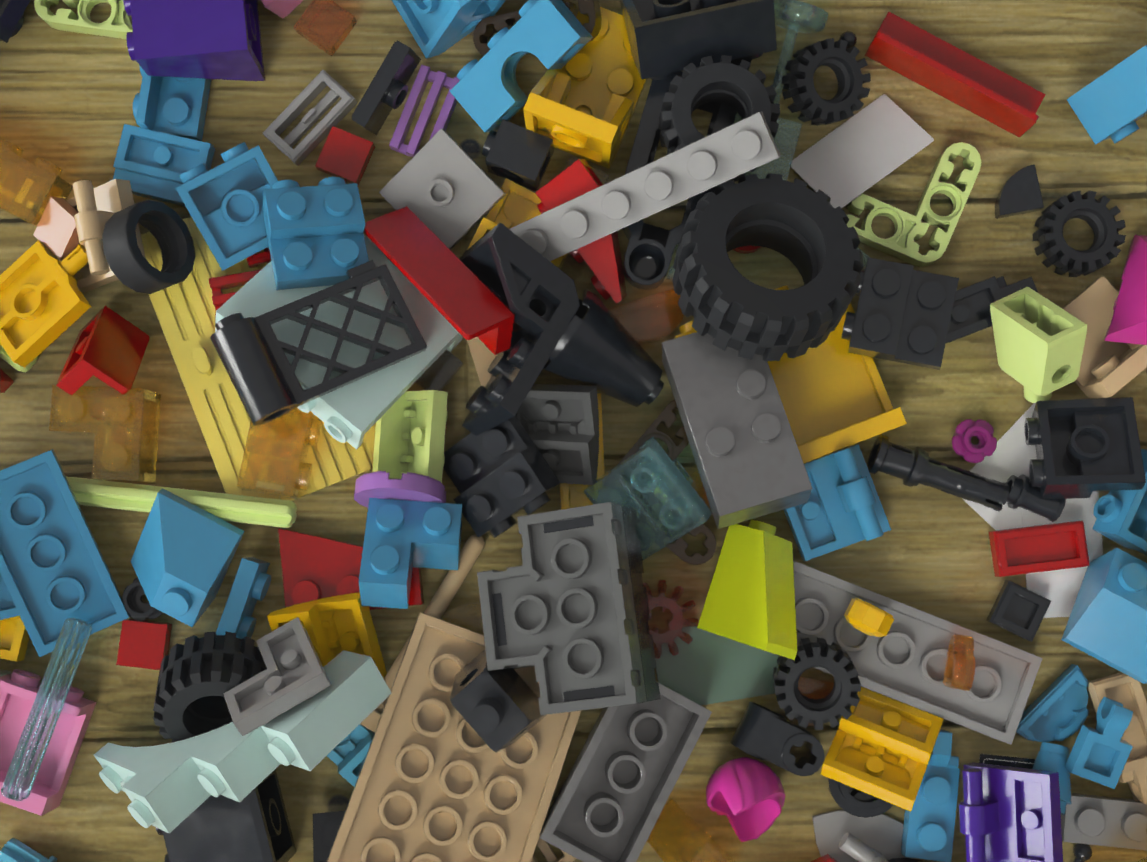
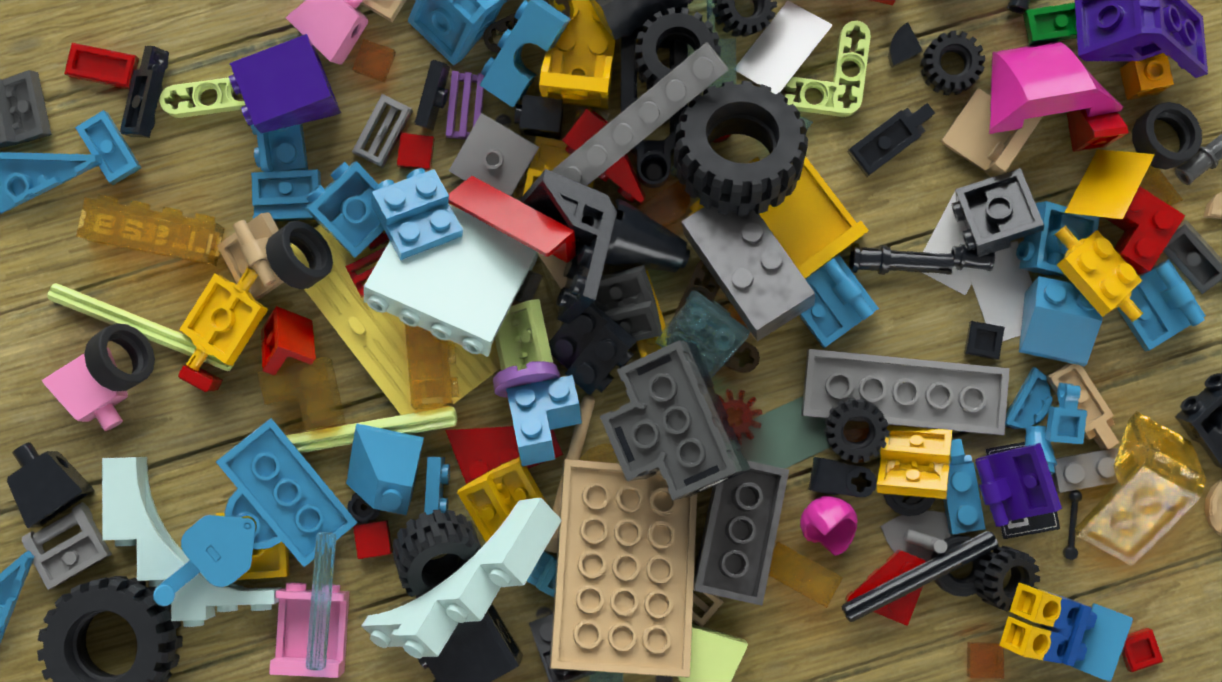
camera: 20 degrees left, 0 degrees up
(58, 228) = (228, 260): tile -> none
(258, 360) = (408, 315): black piece -> none
(290, 678) = (489, 528): light grey plate -> none
(495, 703) = (637, 503): black torso -> none
(754, 590) = (794, 378): neon yellow slope -> none
(868, 618) = (879, 374): yellow tile -> none
(901, 314) = (843, 154): black plate -> none
(960, 663) = (952, 387): clear orange tile -> none
(962, 440) = (919, 238): magenta plate -> none
(1037, 342) = (943, 148): yellowish green torso -> none
(1039, 548) = (986, 292): red tile -> none

